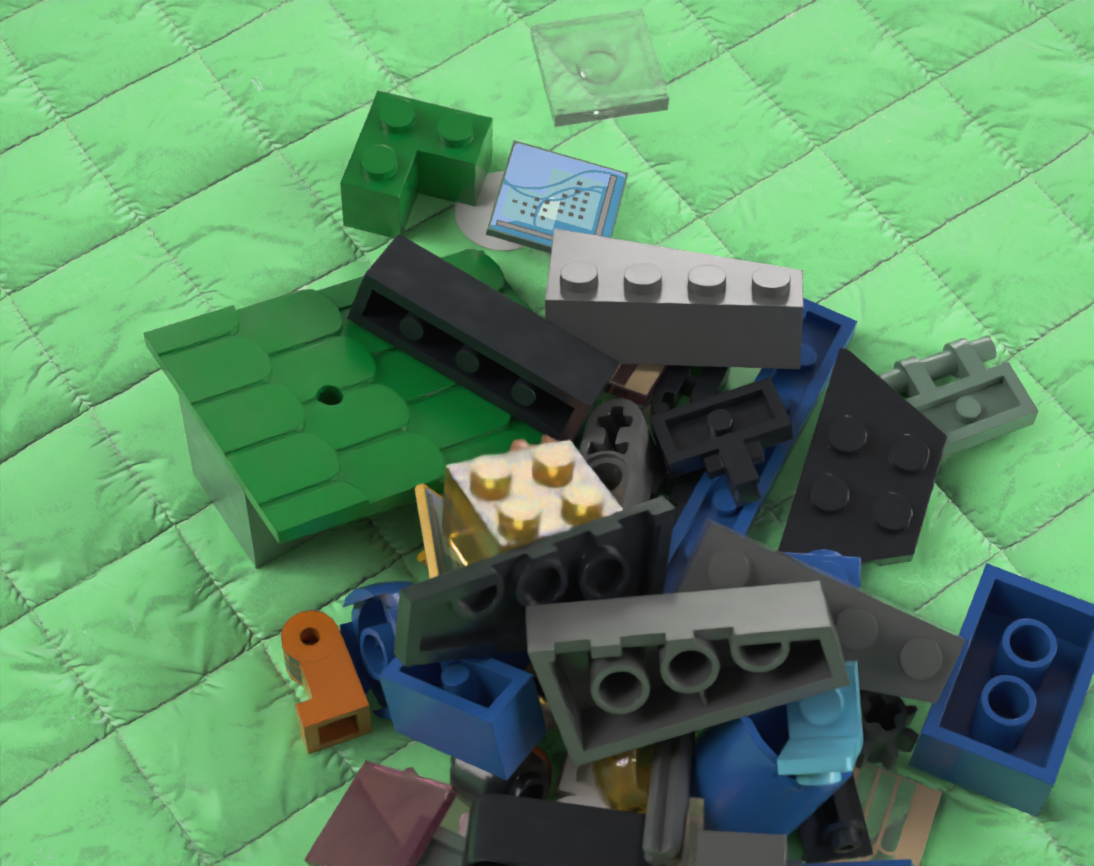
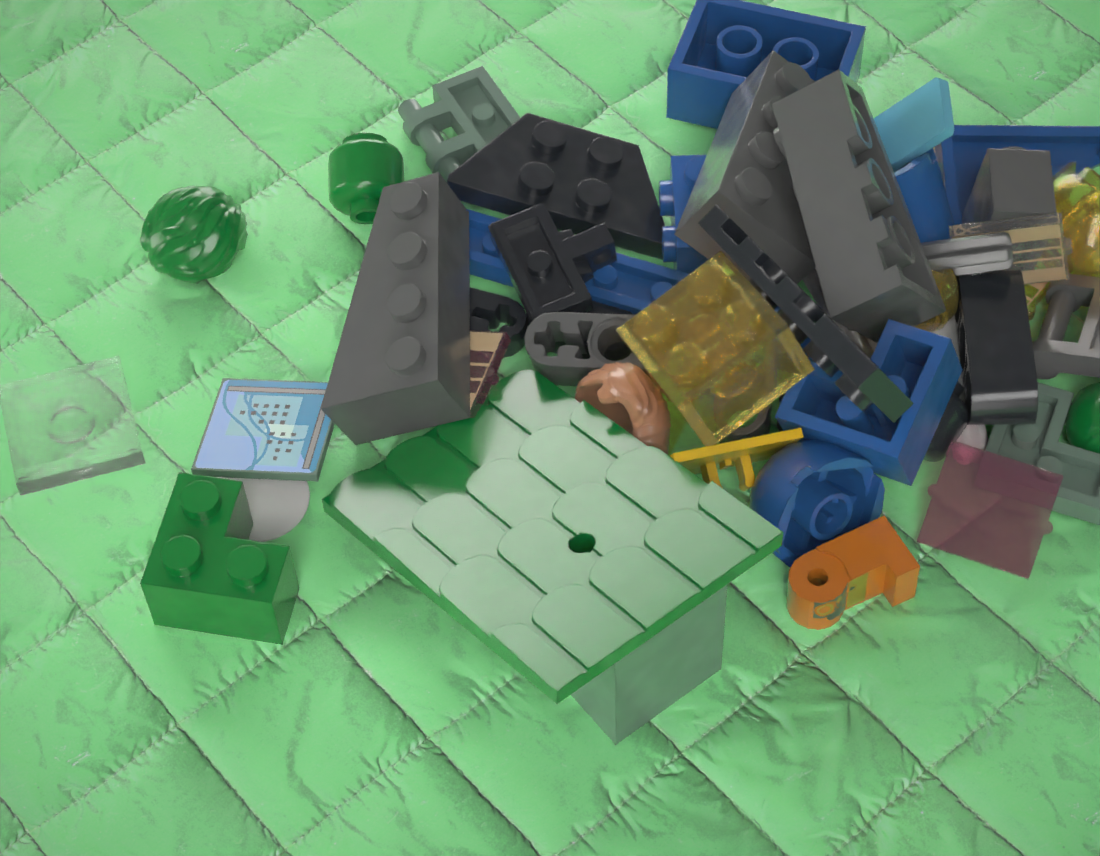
camera: 90 degrees left, 5 degrees down
(482, 339) = (479, 441): black brick -> none
(814, 154) = (194, 233): none -> green hair
(877, 295) = (359, 172): none -> green head

